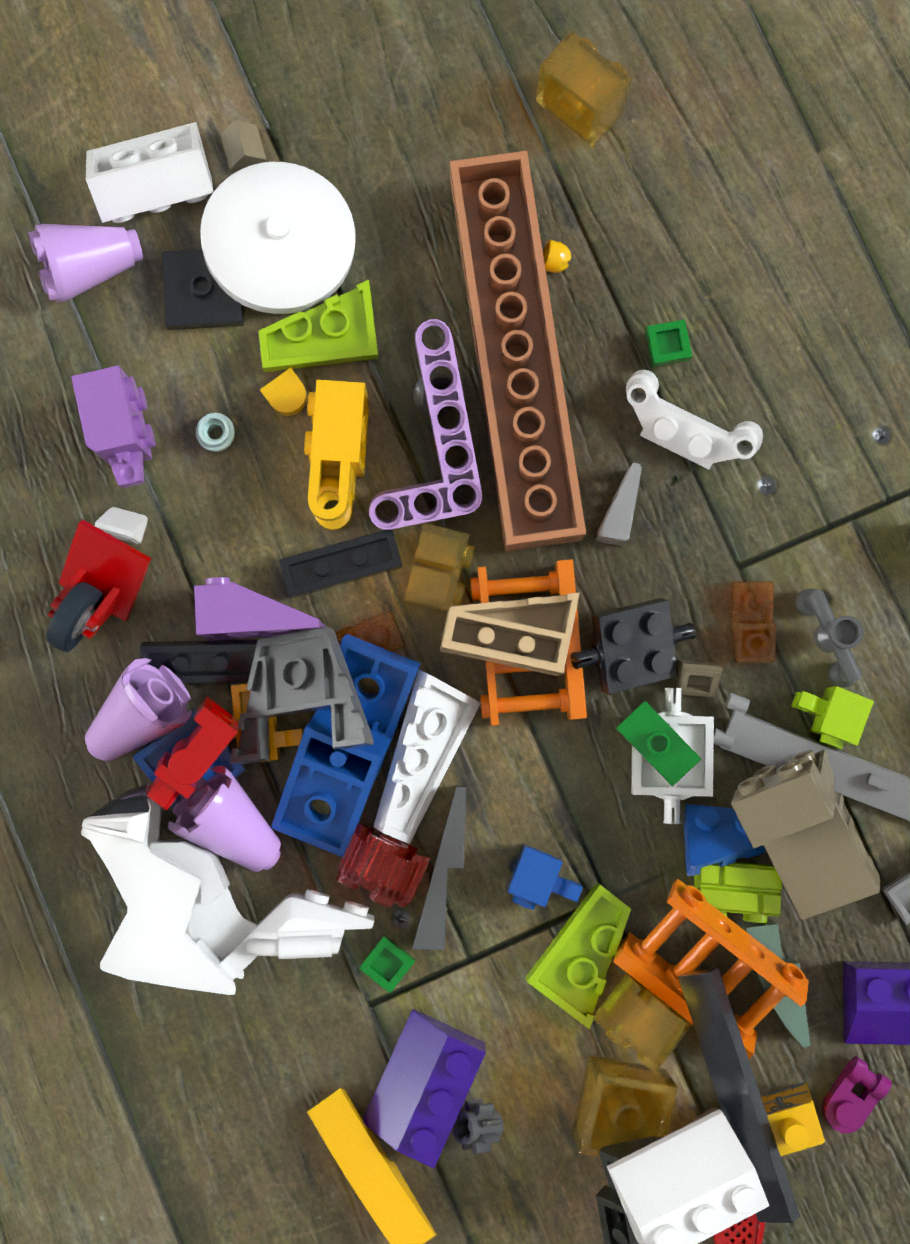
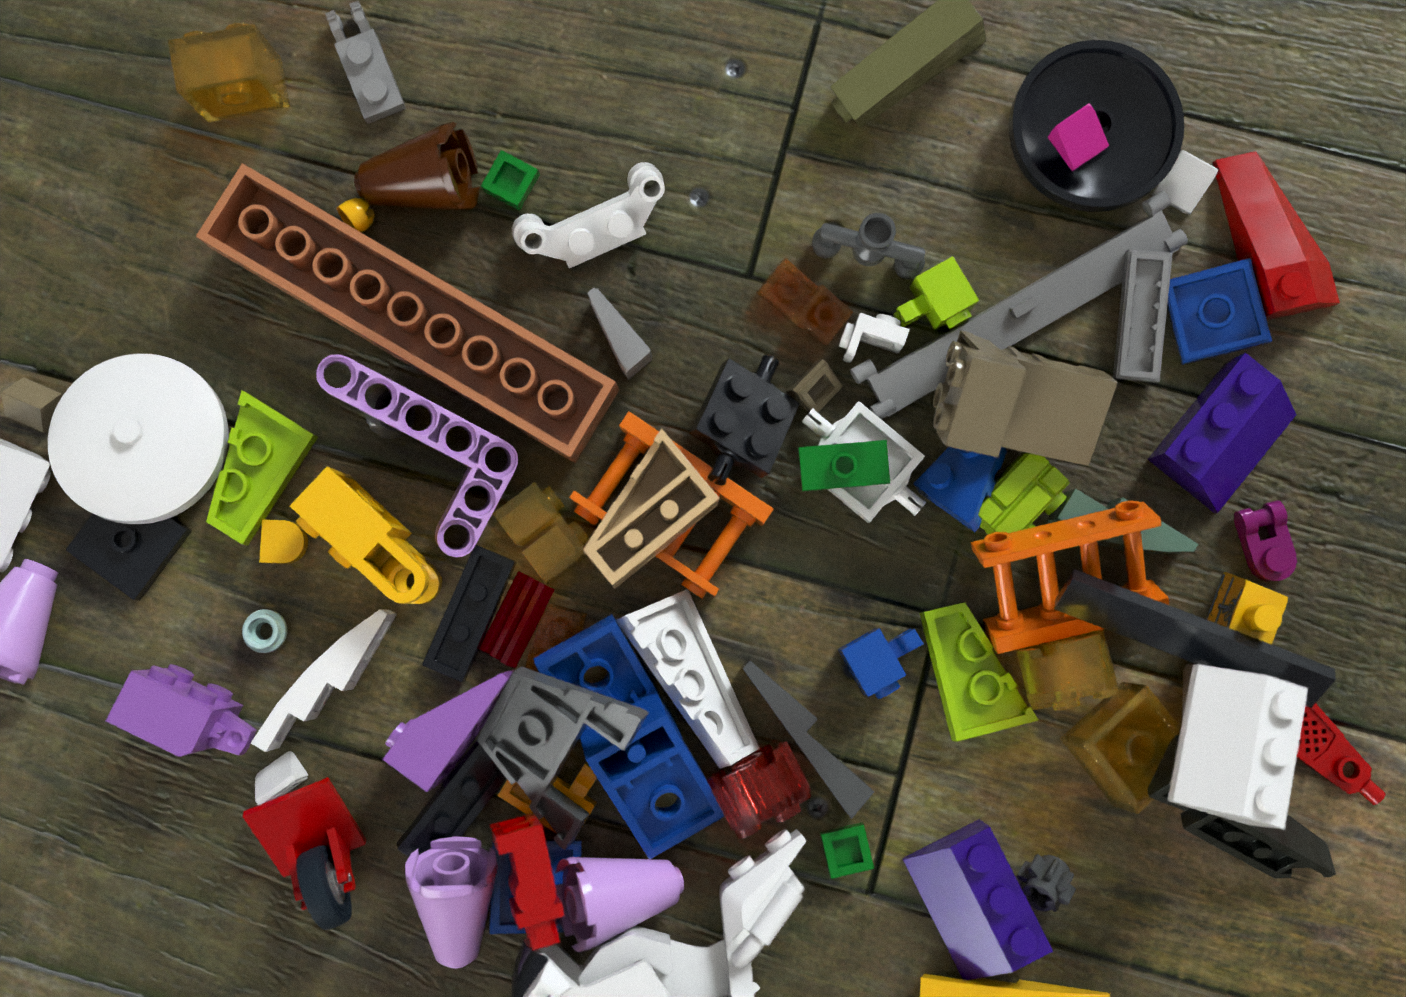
camera: 50 degrees left, 0 degrees up
(230, 502) = (336, 668): none -> white slope
(363, 599) = (516, 619): none -> dark red tile
(623, 278) = (422, 172): none -> reddish brown cone
(665, 178) = (366, 67): none -> light grey hinge
(776, 692) = (880, 332): none -> white bracket

